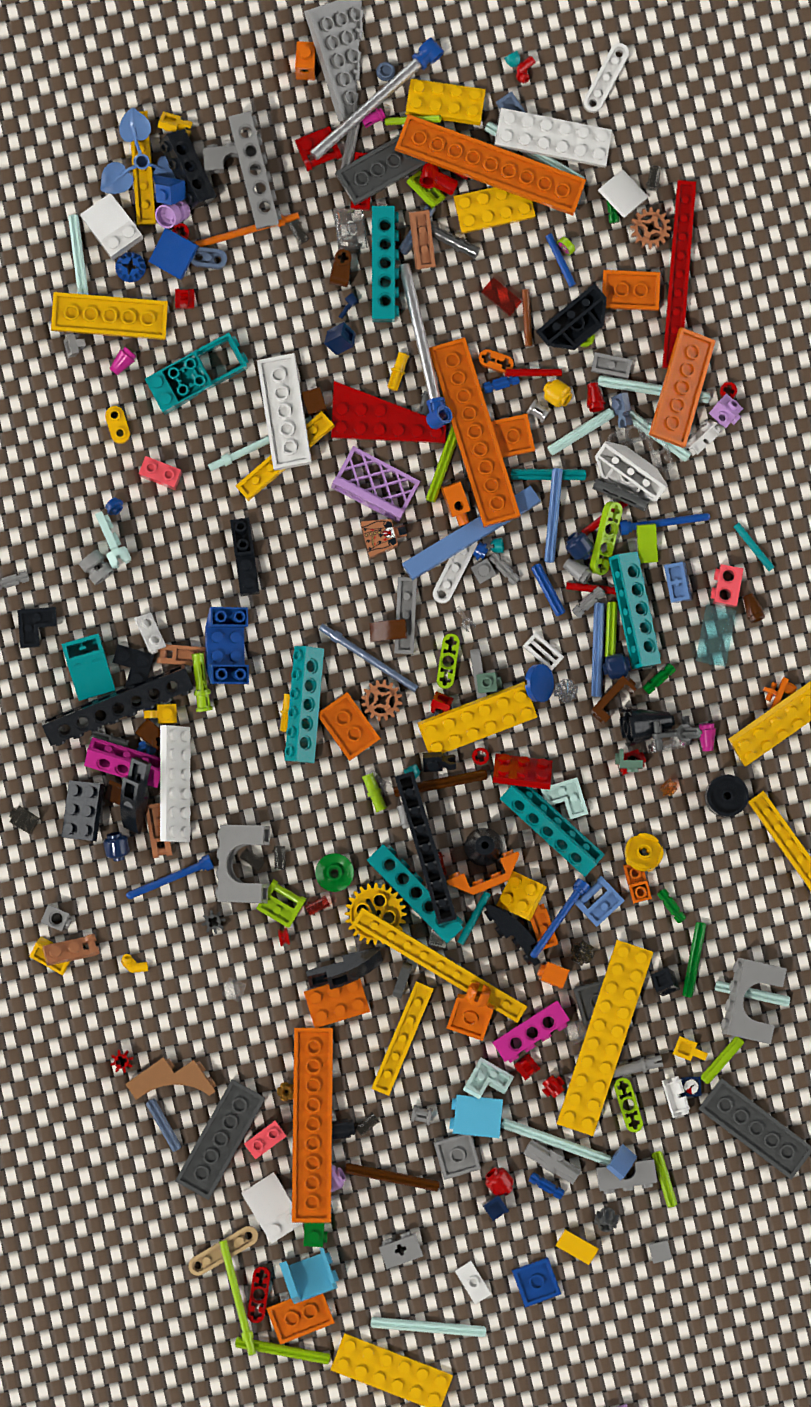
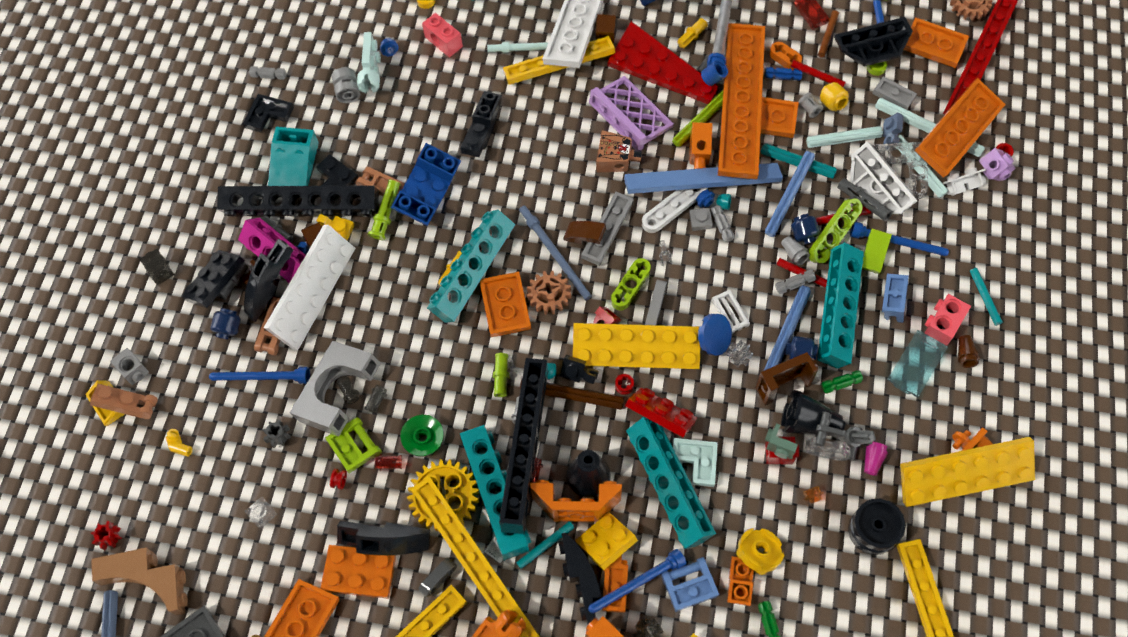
camera: 30 degrees right, 20 degrees down
(150, 632) = (362, 153): white hinge -> none
(488, 682) = (663, 313): sand green bracket -> none
(548, 589) = (758, 258): blue axle -> none
(595, 400) = (868, 115): red cone -> none
(611, 626) = (809, 313): lime axle -> none

